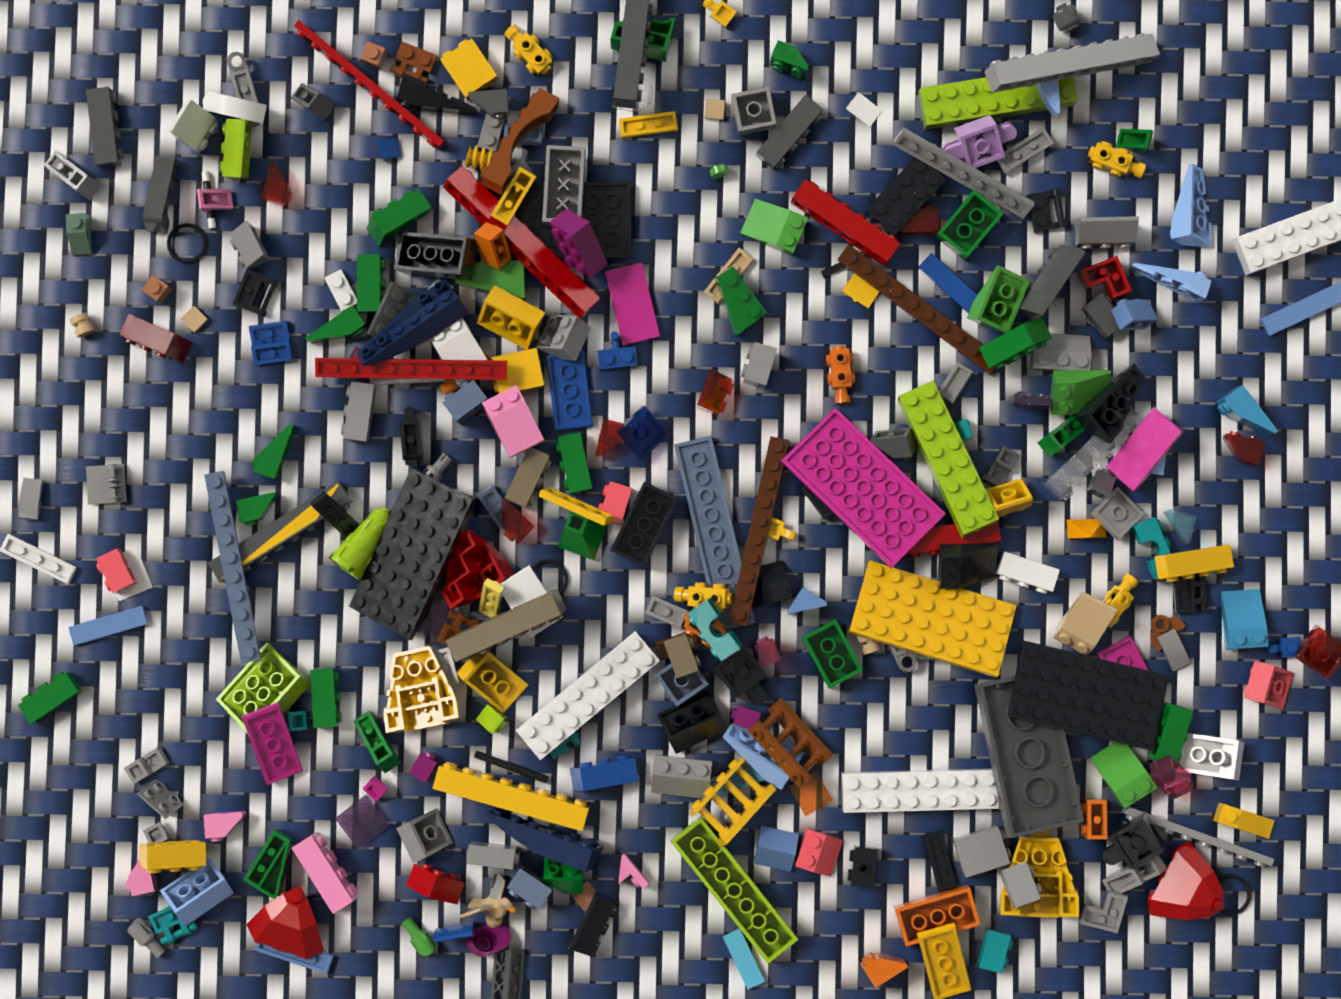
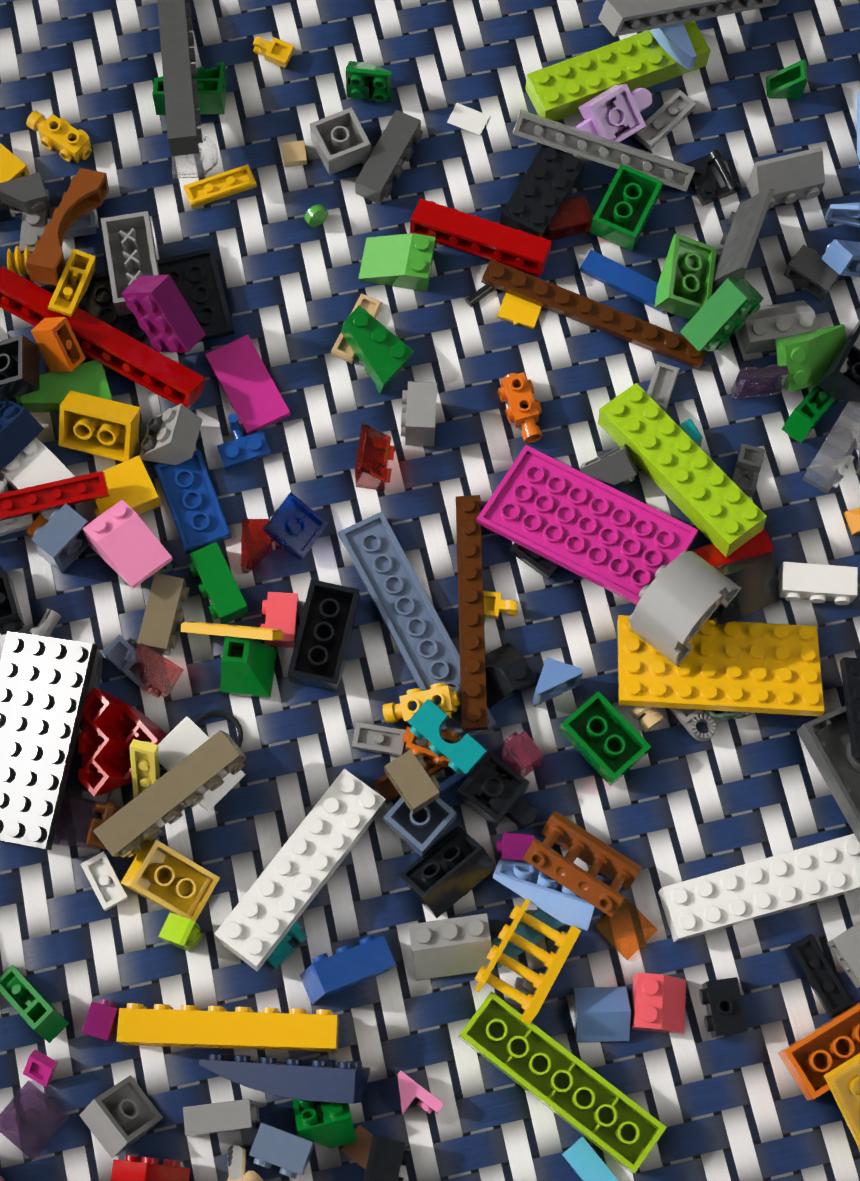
camera: 25 degrees left, 15 degrees down
(418, 693) = (74, 922): yellow wedge -> none
(510, 766) = (220, 992): black bar -> none
(882, 967) = (788, 1140): orange slope -> none
(915, 571) = (680, 604): none -> light grey cylinder
(1010, 497) = (775, 495): yellow slope -> none
(1109, 274) = (803, 224): red brick -> none
(1111, 160) = (771, 108): yellow brick -> none

